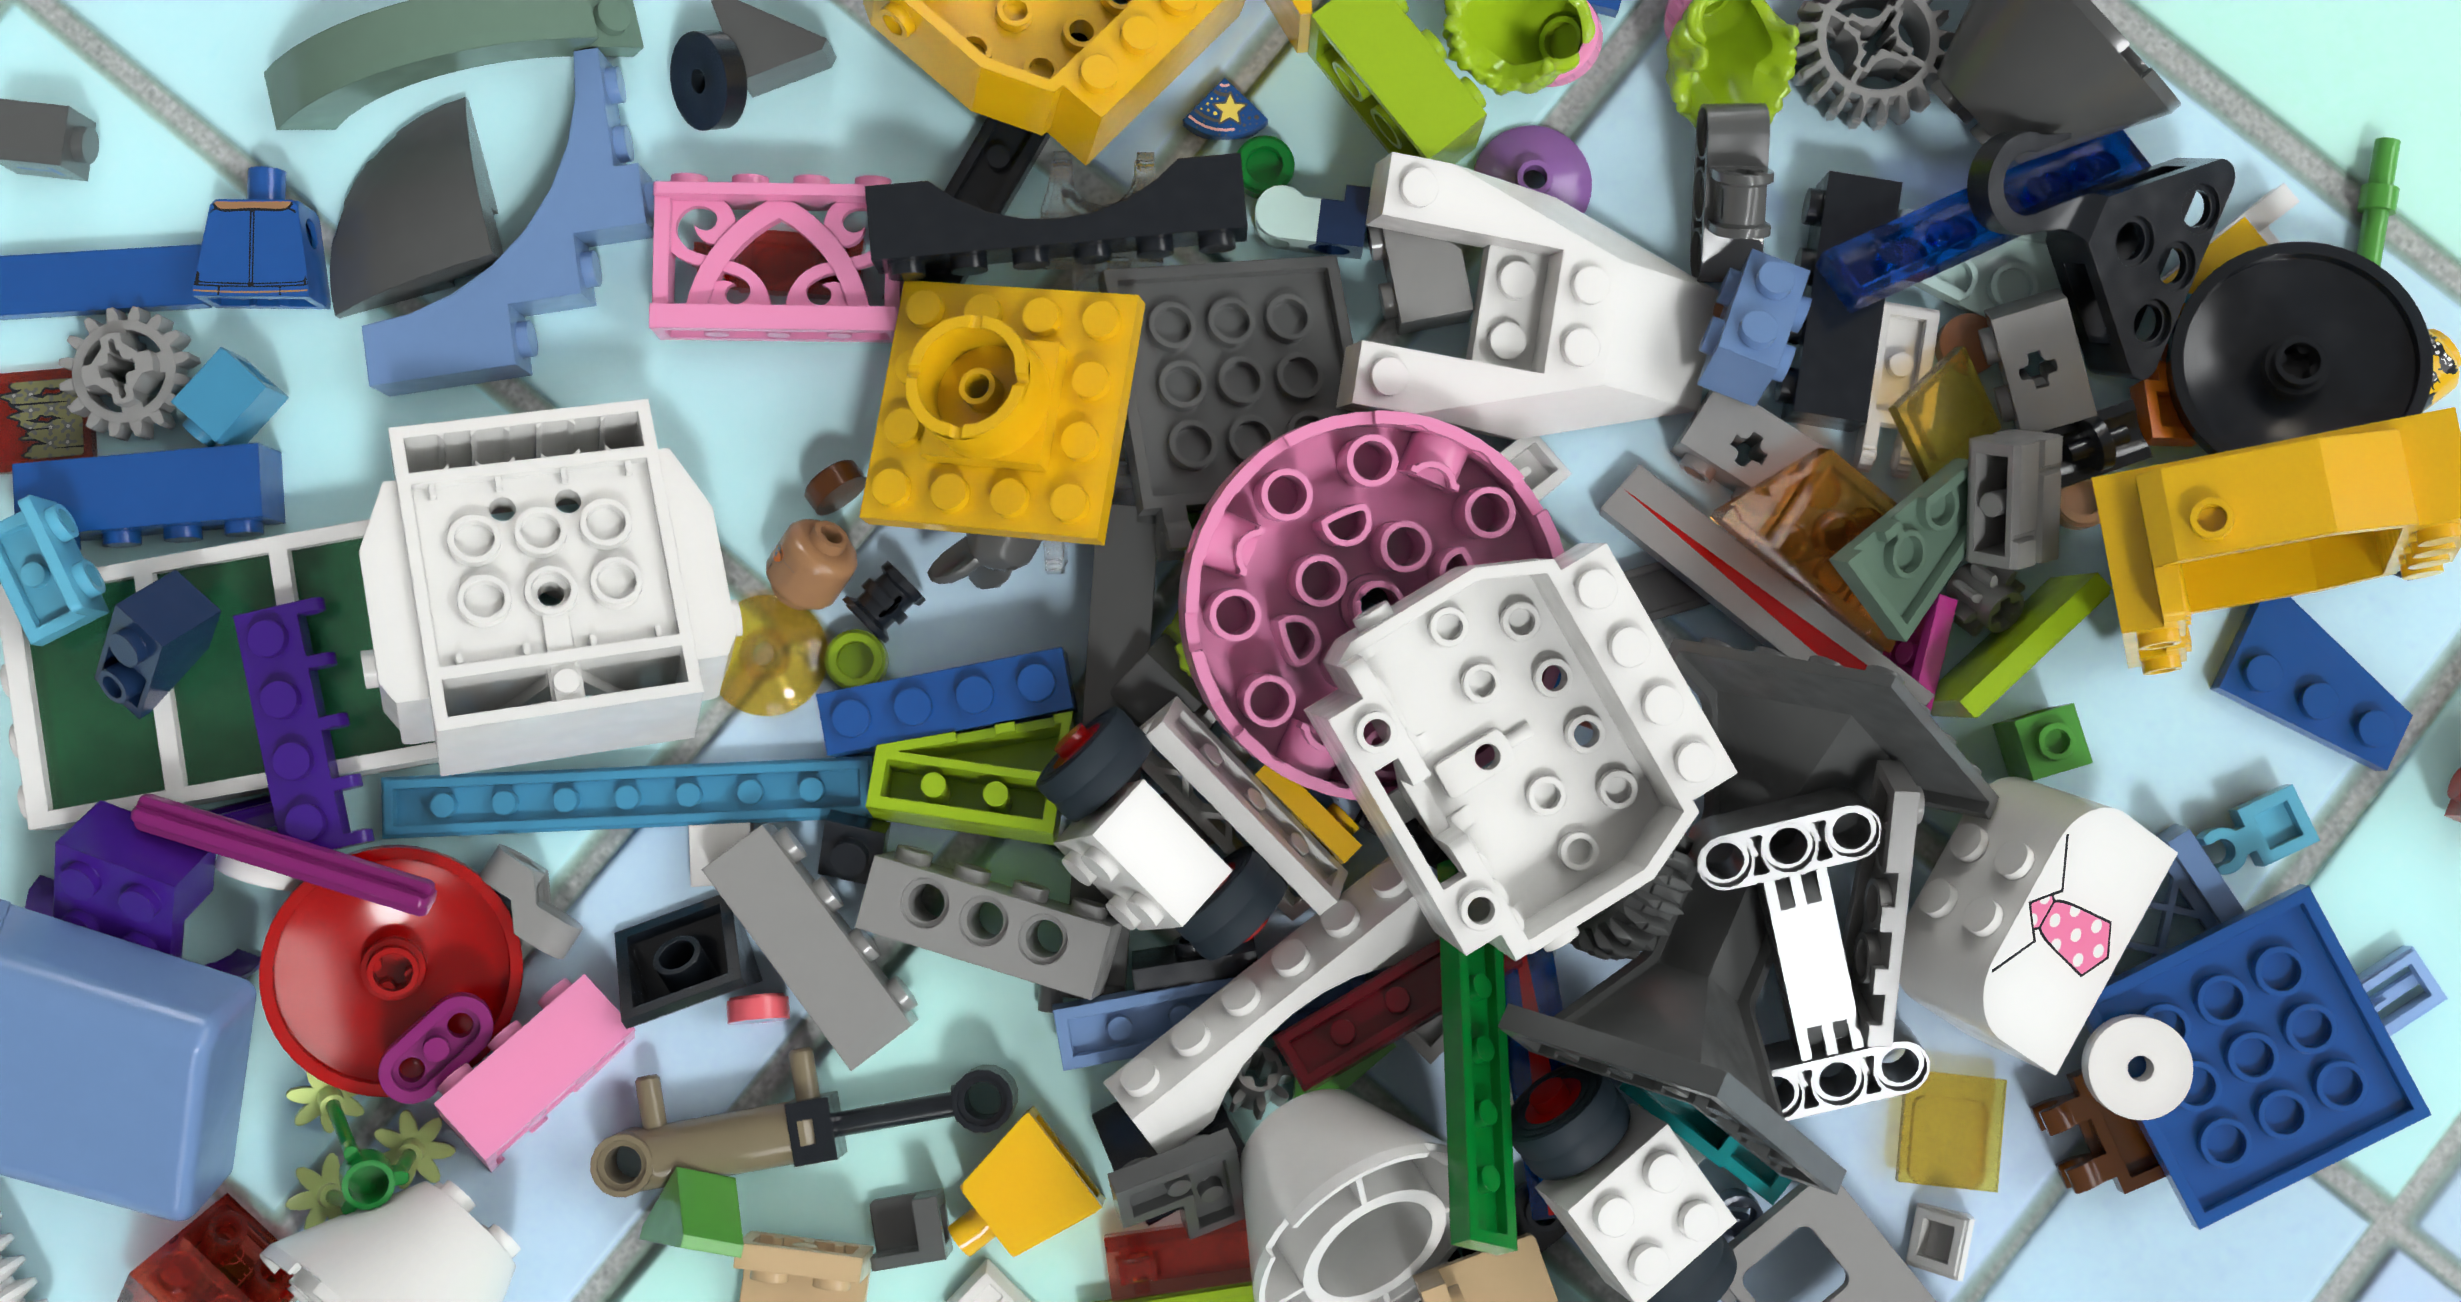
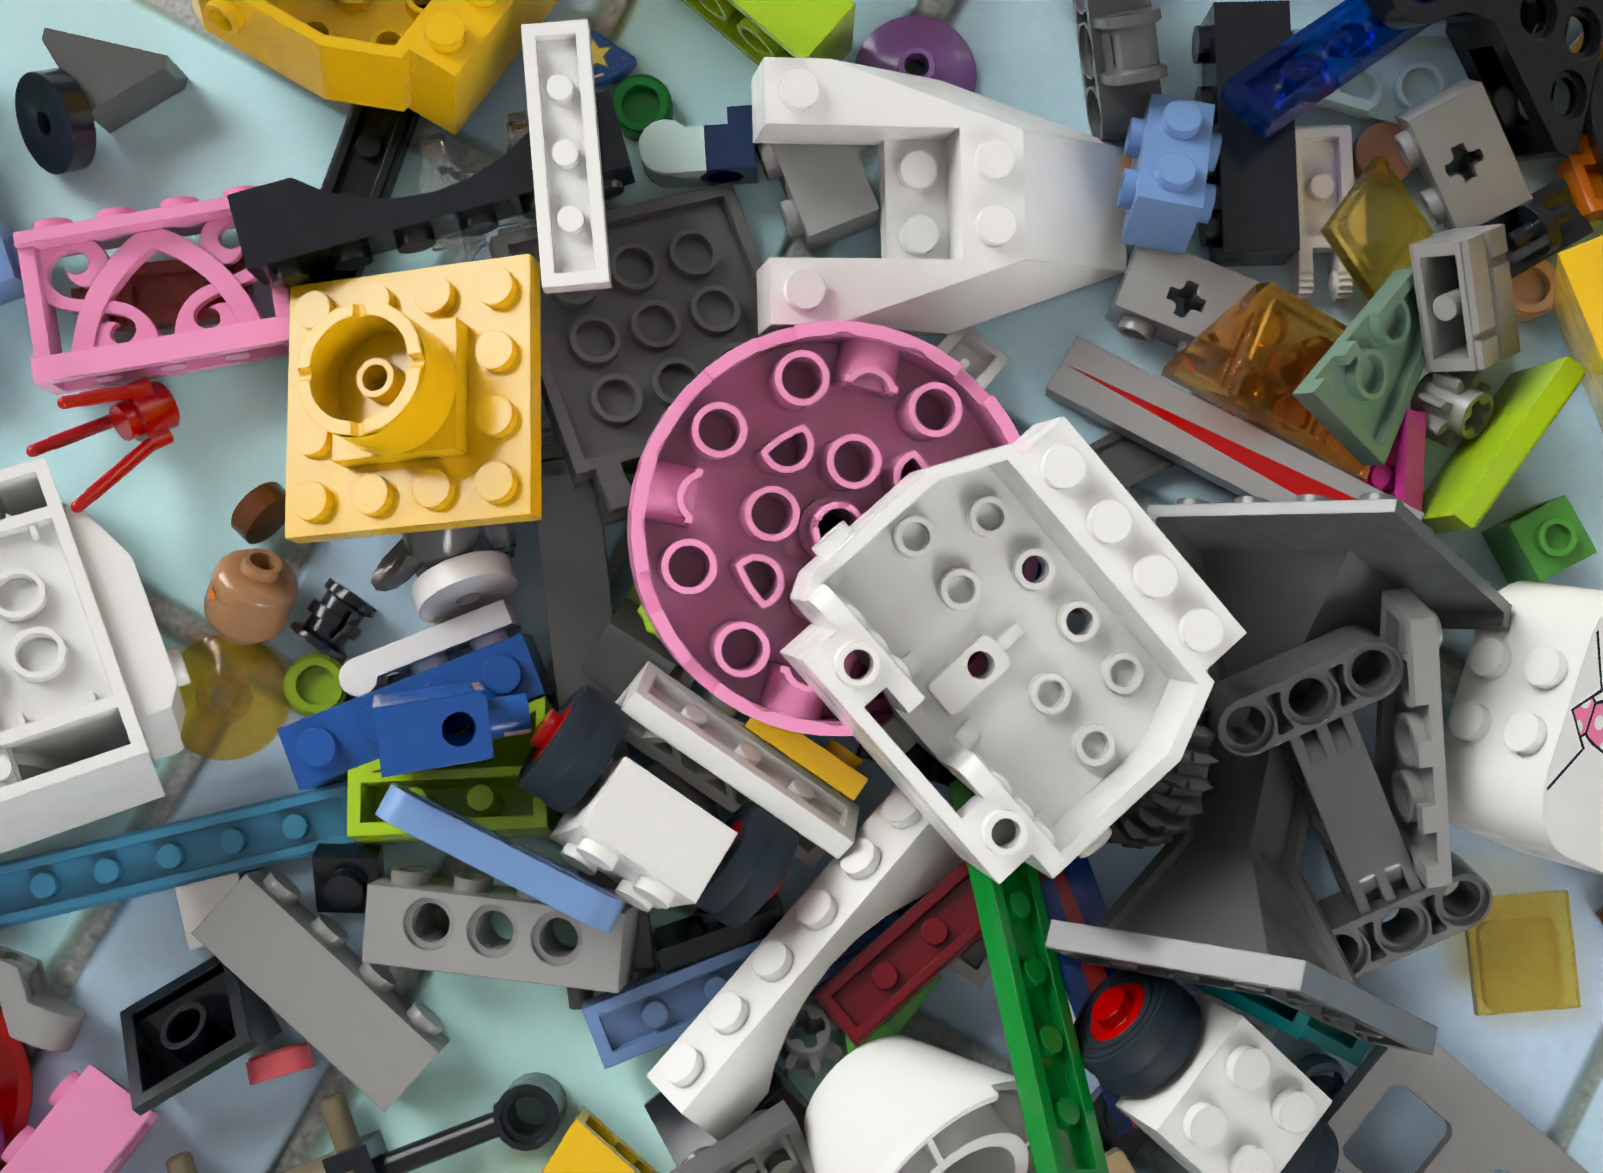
camera: 15 degrees left, 0 degrees up
(740, 372) = (142, 413): none -> red plant
(950, 715) = (412, 730): none -> blue torso
(969, 645) = (428, 647): none -> white plate
(1007, 852) = (500, 858): none -> medium blue beam
(1014, 594) = (463, 585): none -> white piece
(1189, 210) = (566, 156): none -> white plate
(1940, 1241) = (1533, 1067): white slope -> none

